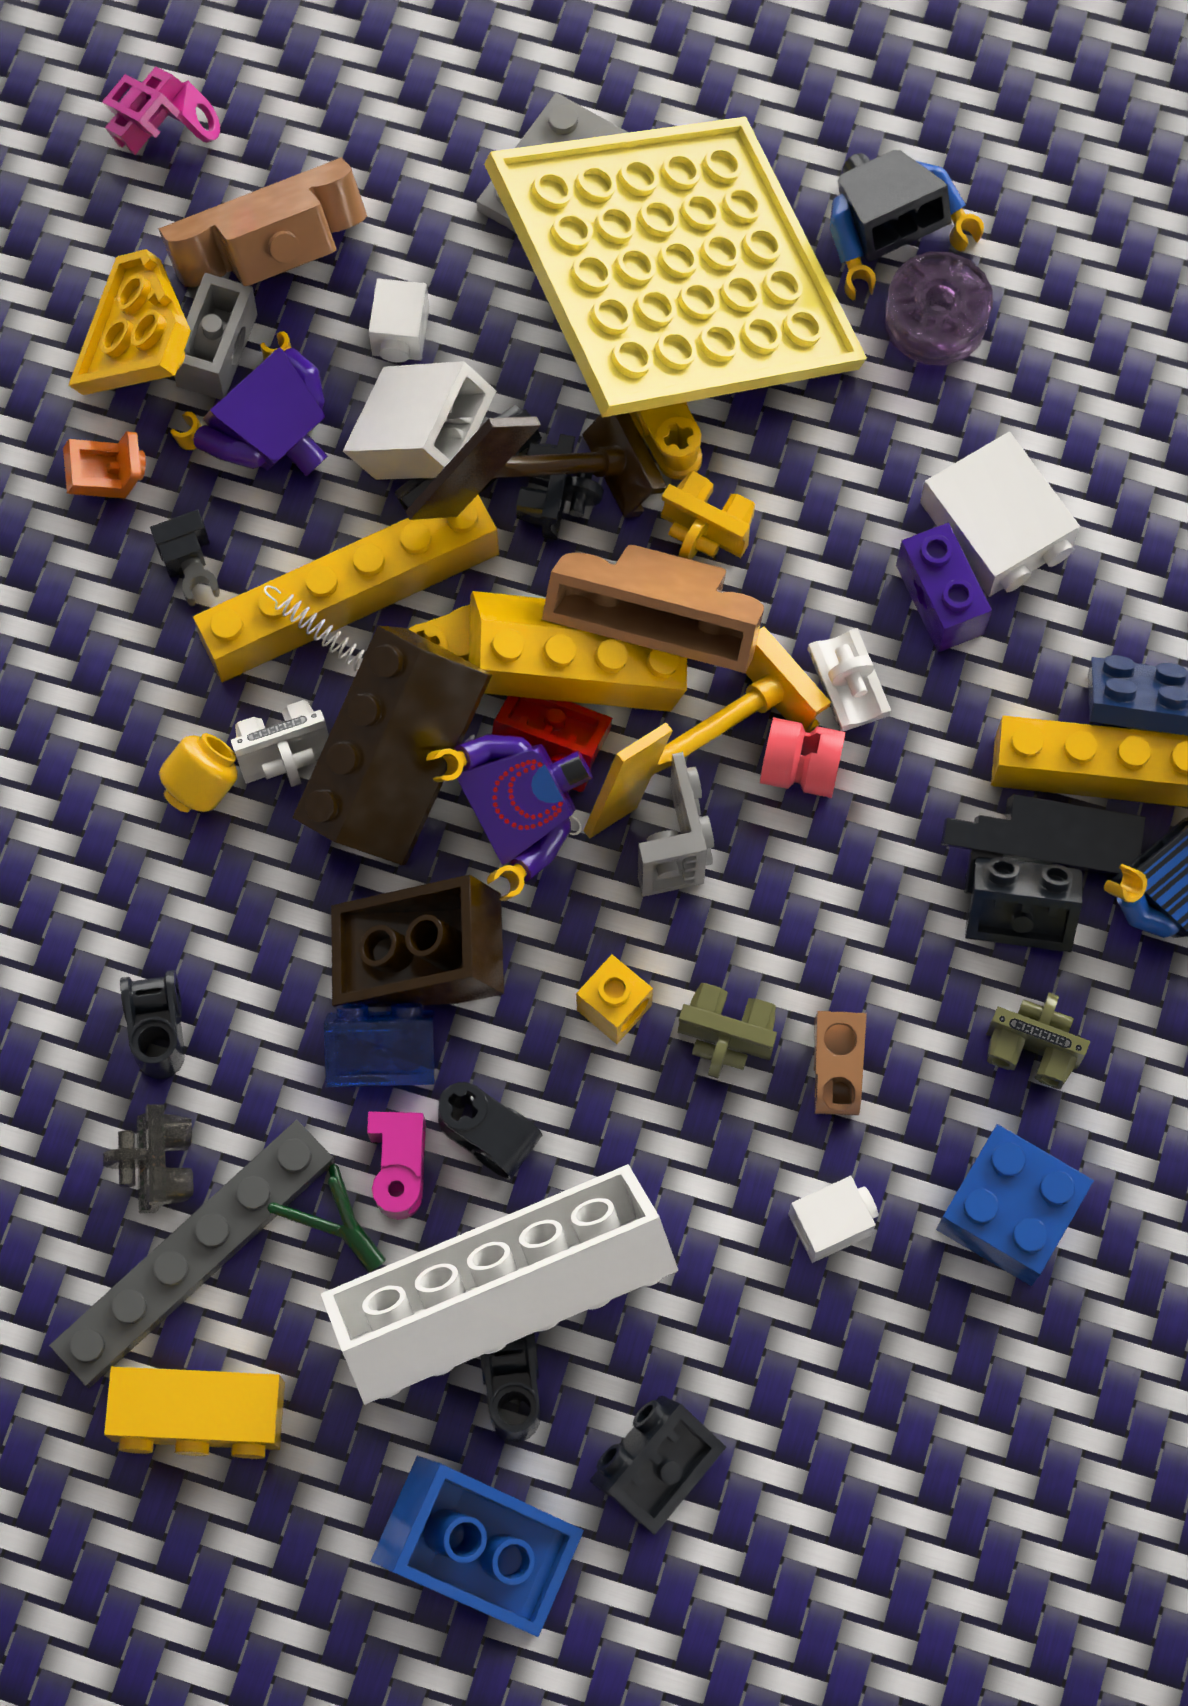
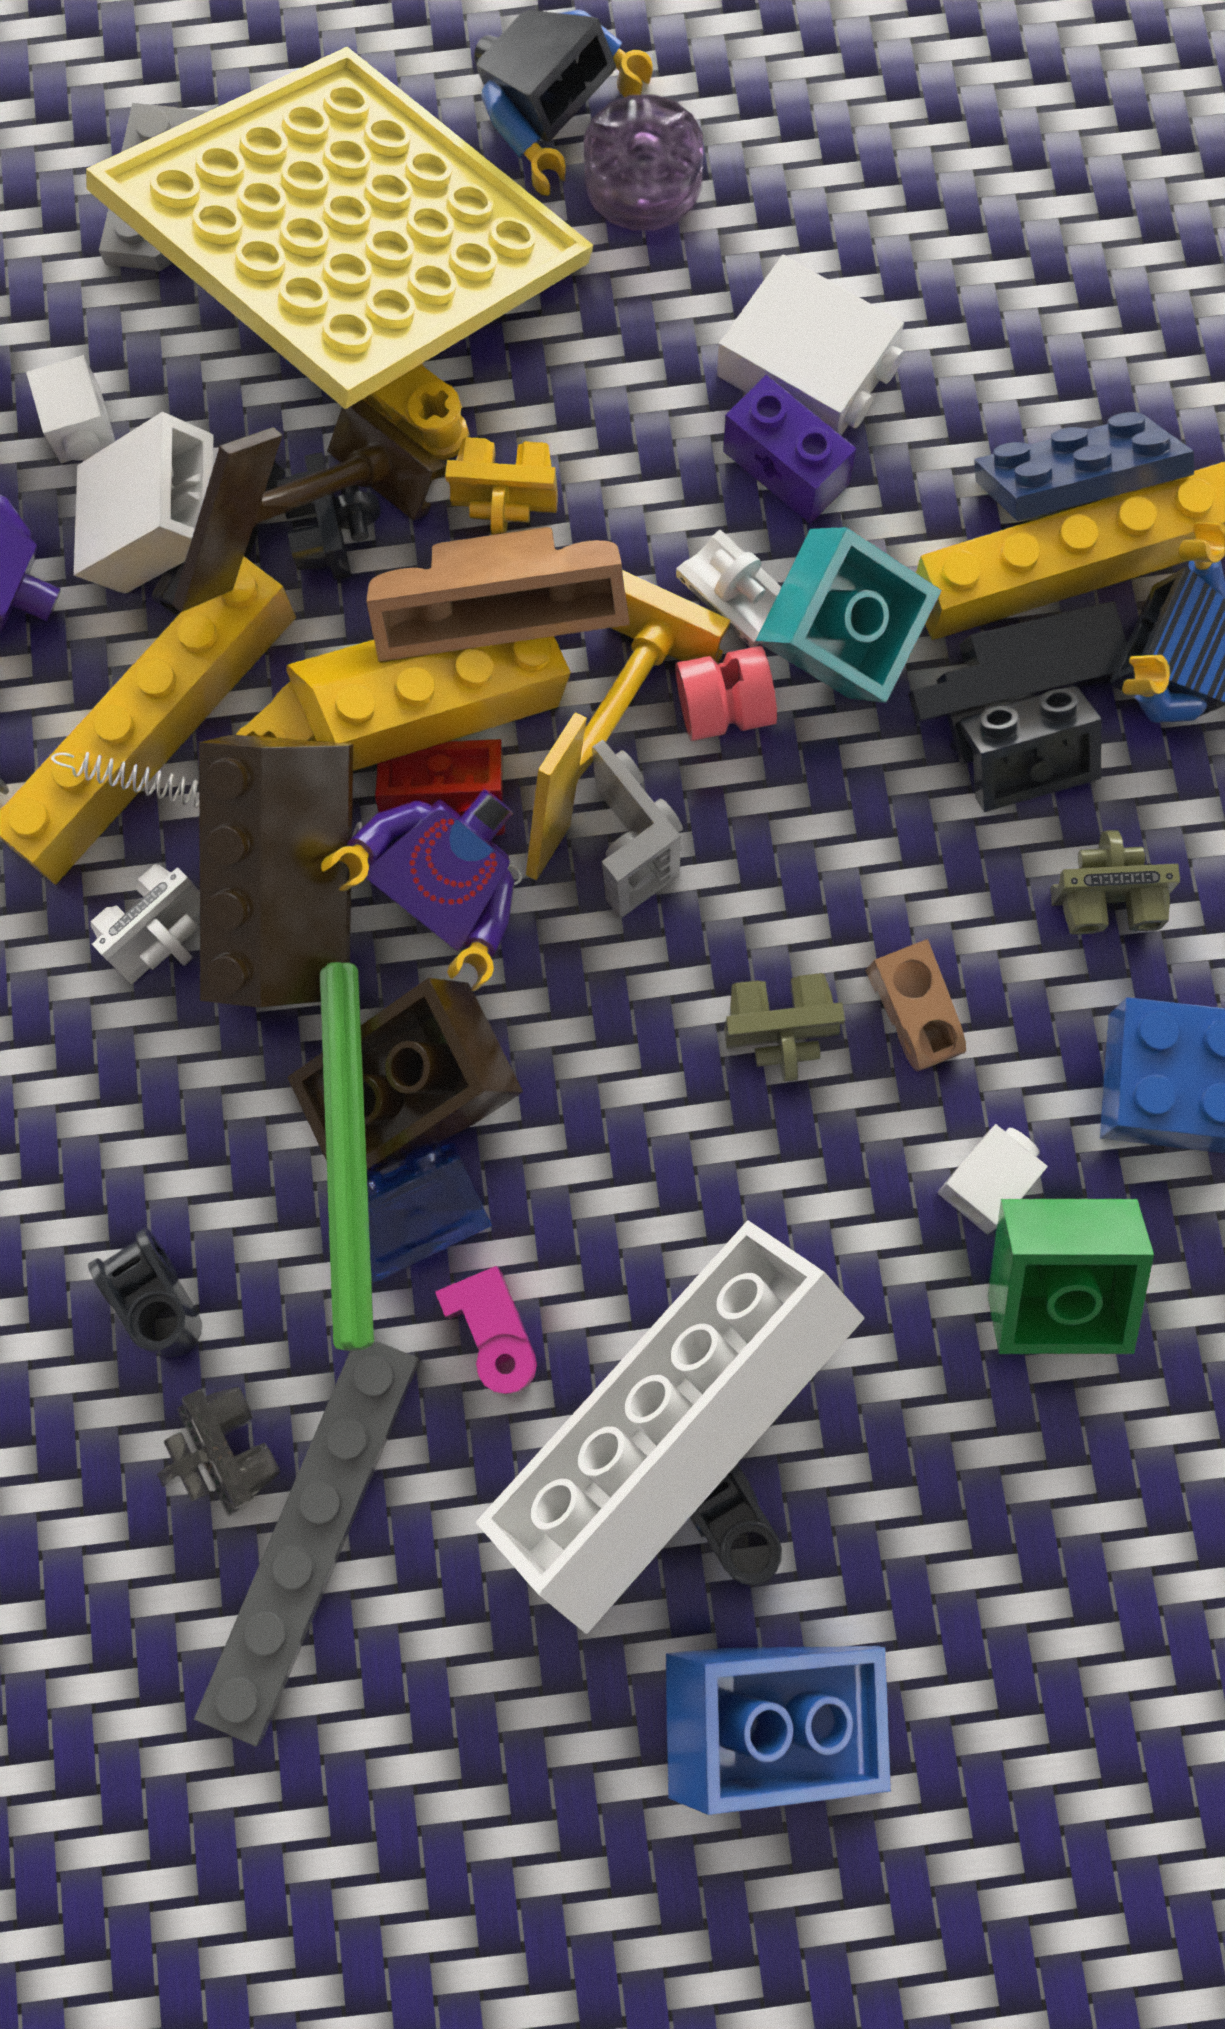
camera: 20 degrees left, 5 degrees up
(194, 1411) = (392, 1721): yellow brick -> none
(198, 773) = (73, 996): yellow head -> none
(348, 980) = (346, 1158): none -> bright green axle
(350, 1231) = (473, 1431): dark green plant -> none
(495, 1134) = (587, 1252): black piece -> none
(614, 999) = (646, 1043): yellow brick -> none
(657, 1462) = (929, 1535): black bracket -> none
(849, 1312) = (1069, 1276): none -> green brick
(922, 737) = (848, 614): none -> teal brick

